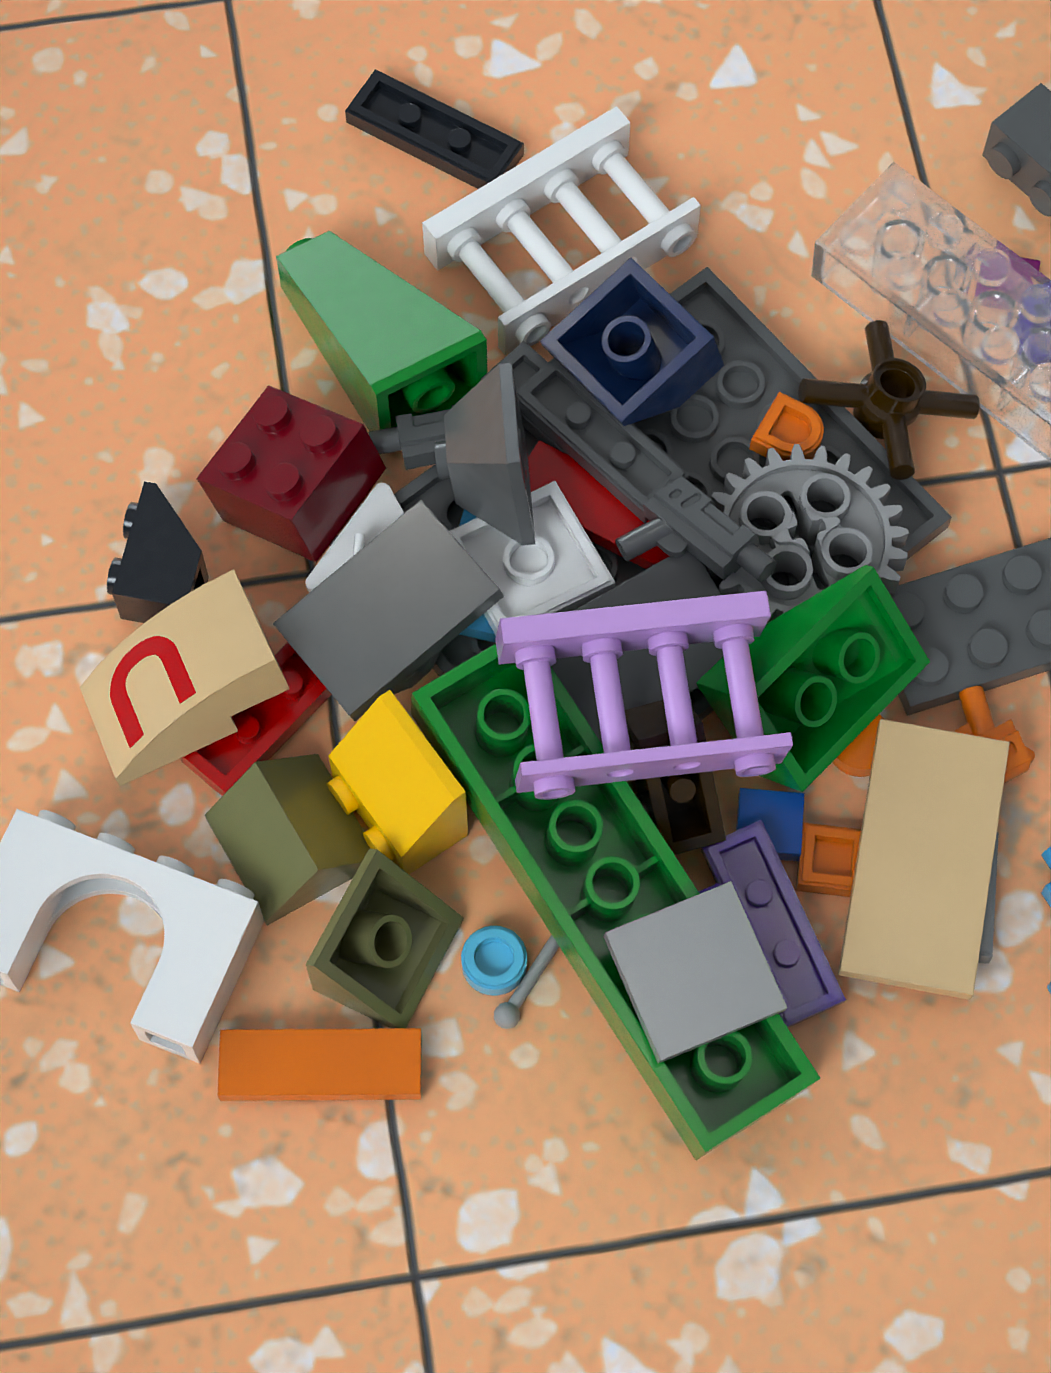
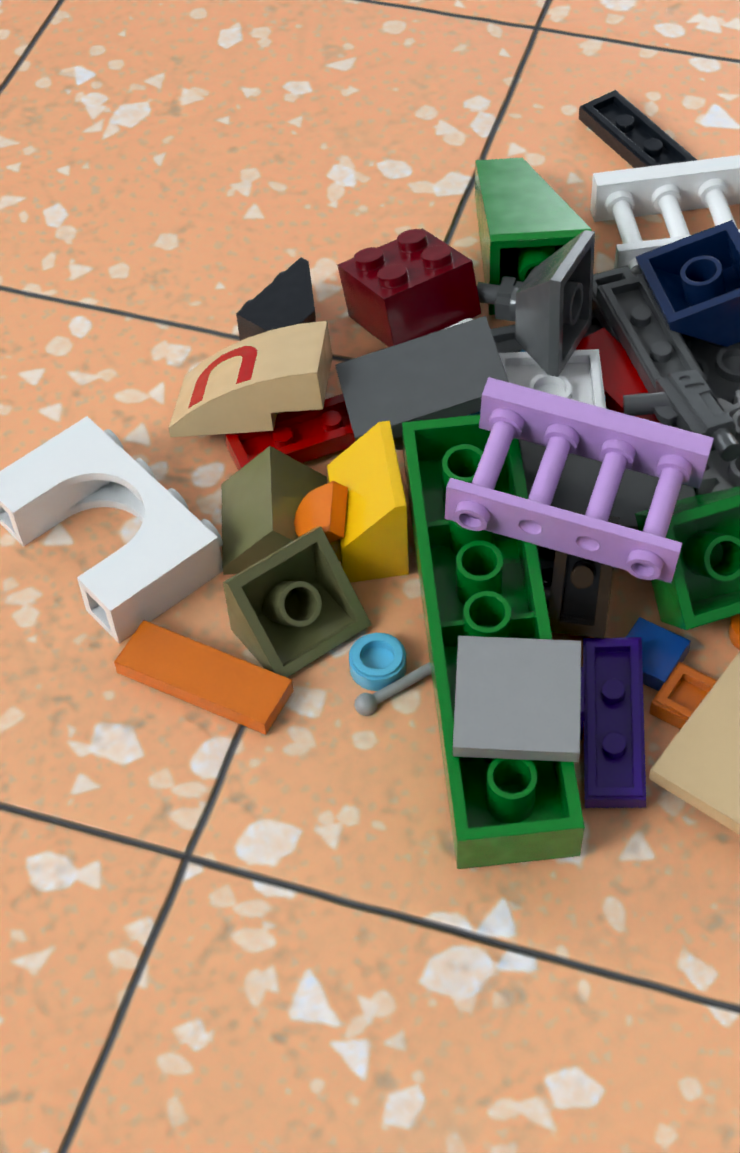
camera: 30 degrees right, 15 degrees down
(359, 823) = (324, 508): none -> orange tile

